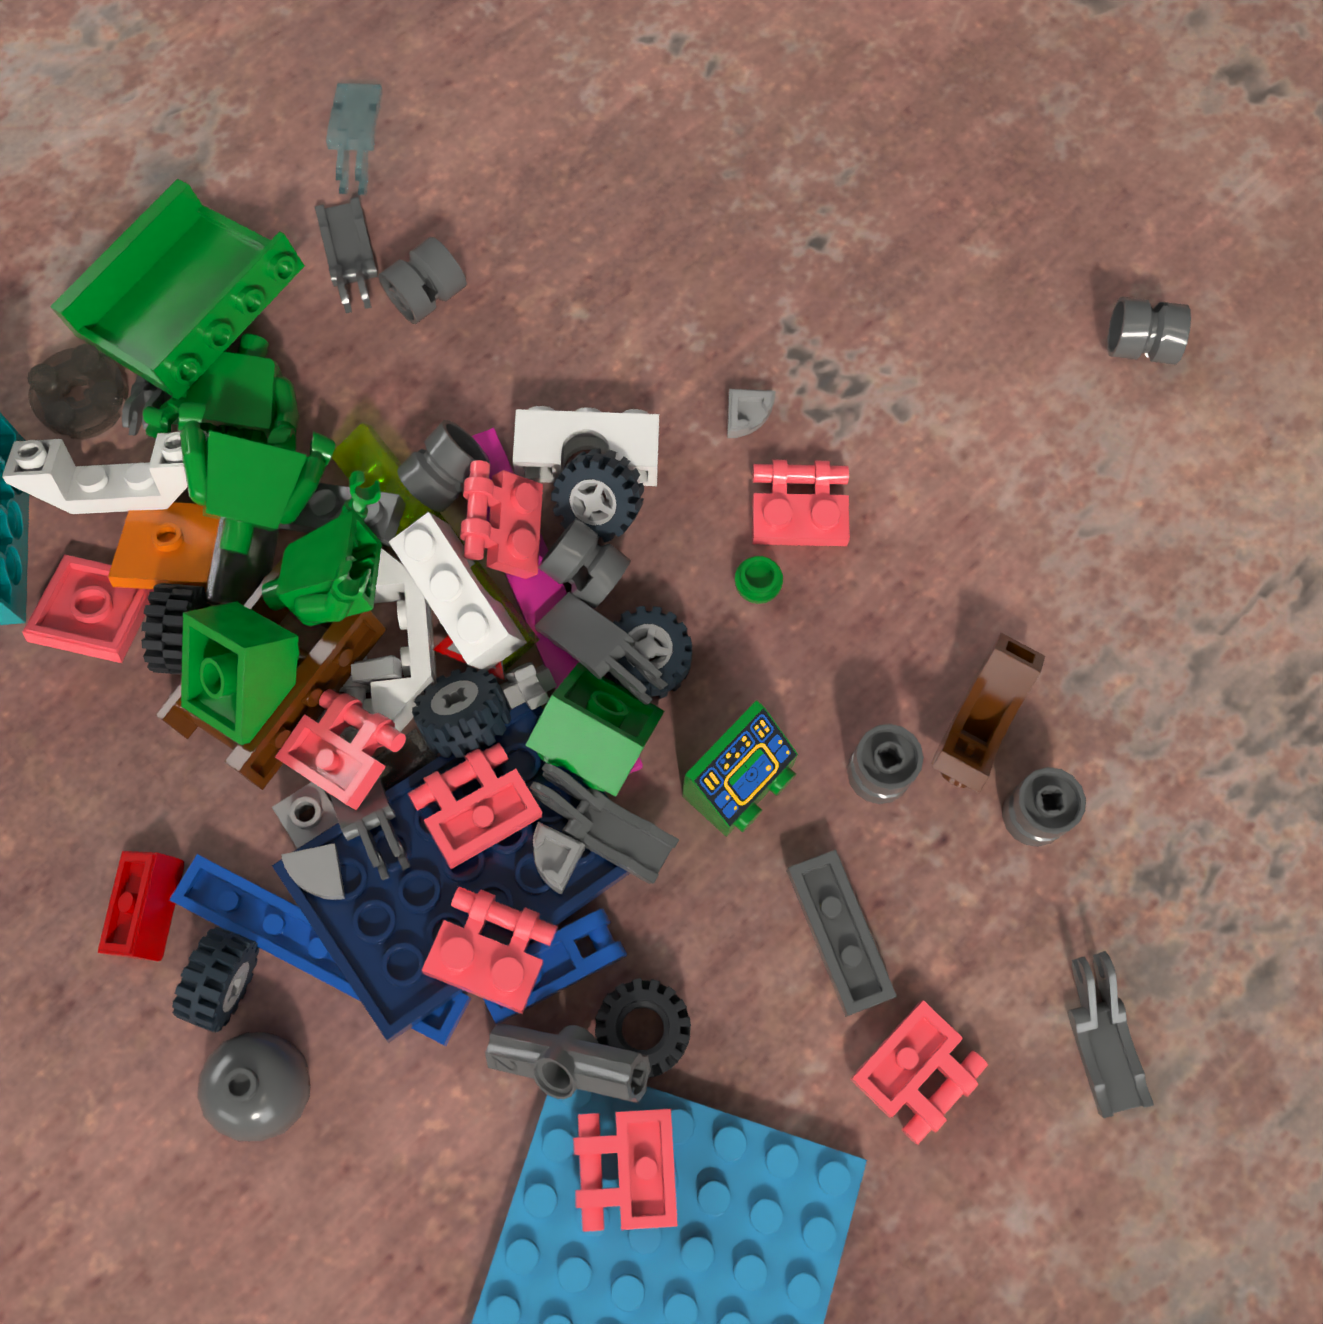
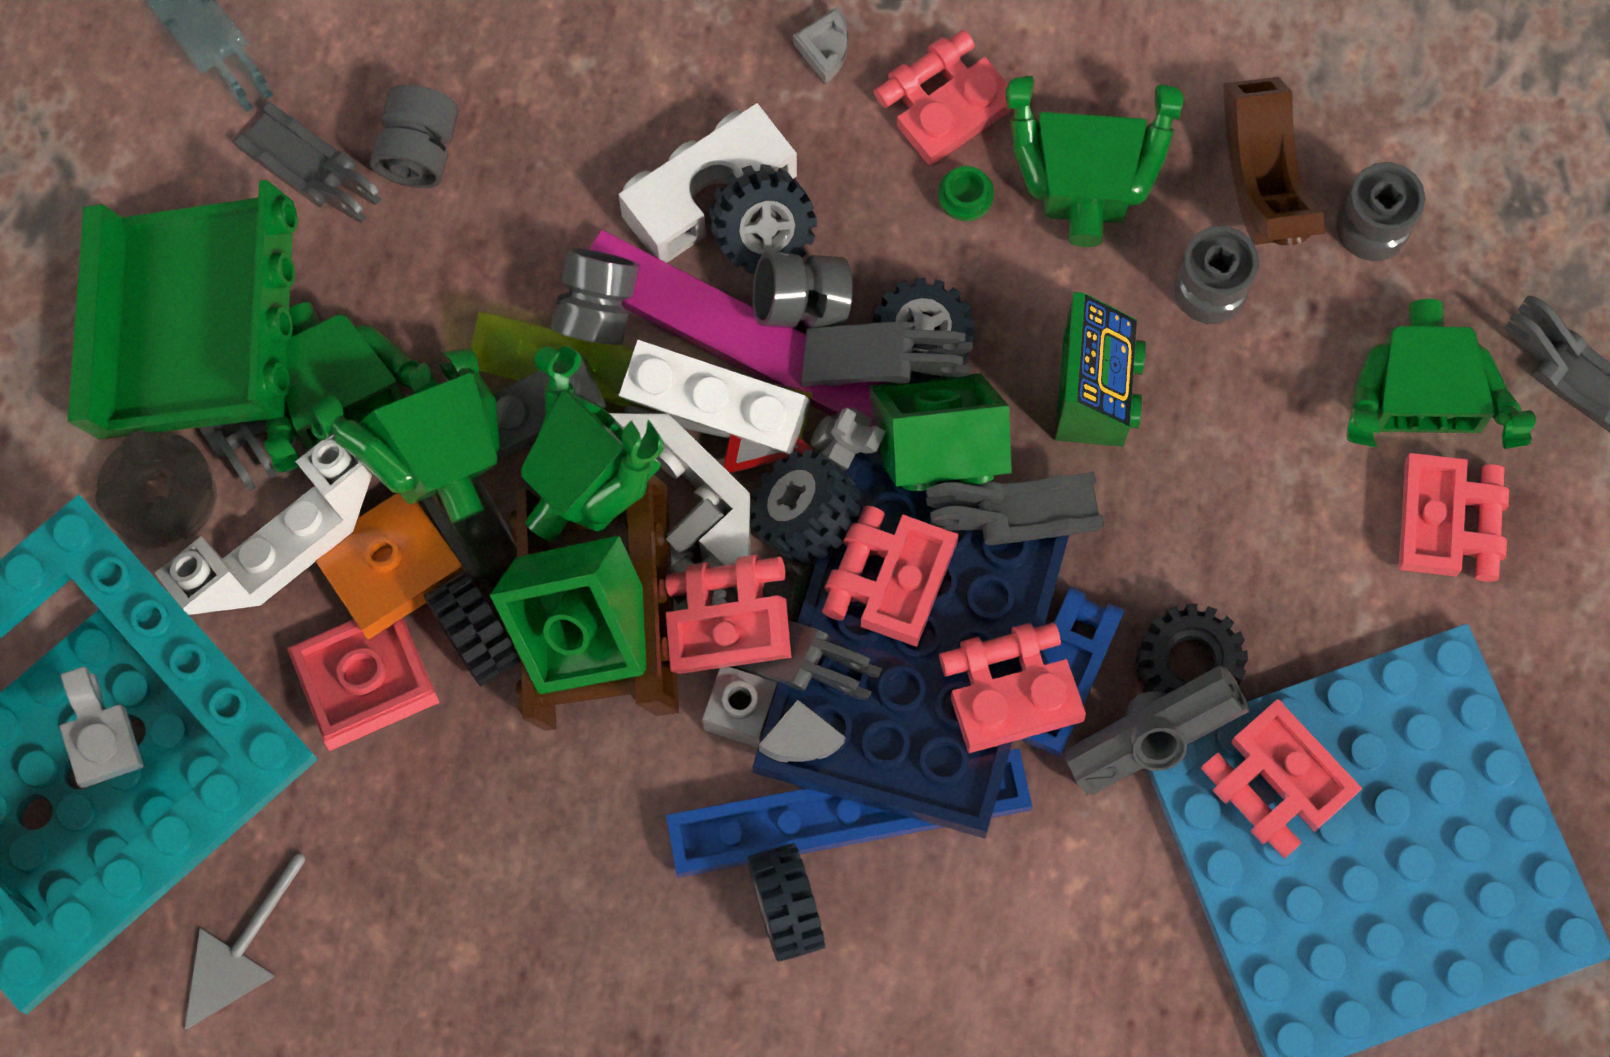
camera: 35 degrees left, 0 degrees up
(141, 906) = (646, 905): red slope -> none
(254, 1086) = (891, 974): dark grey cylinder -> none
(513, 523) = (697, 304): coral plate -> none
(555, 856) = (997, 567): light grey tile -> none
(841, 933) = (1293, 451): dark grey plate -> none
(859, 620) = (1089, 164): none -> green torso
(984, 961) = (1433, 383): none -> green torso

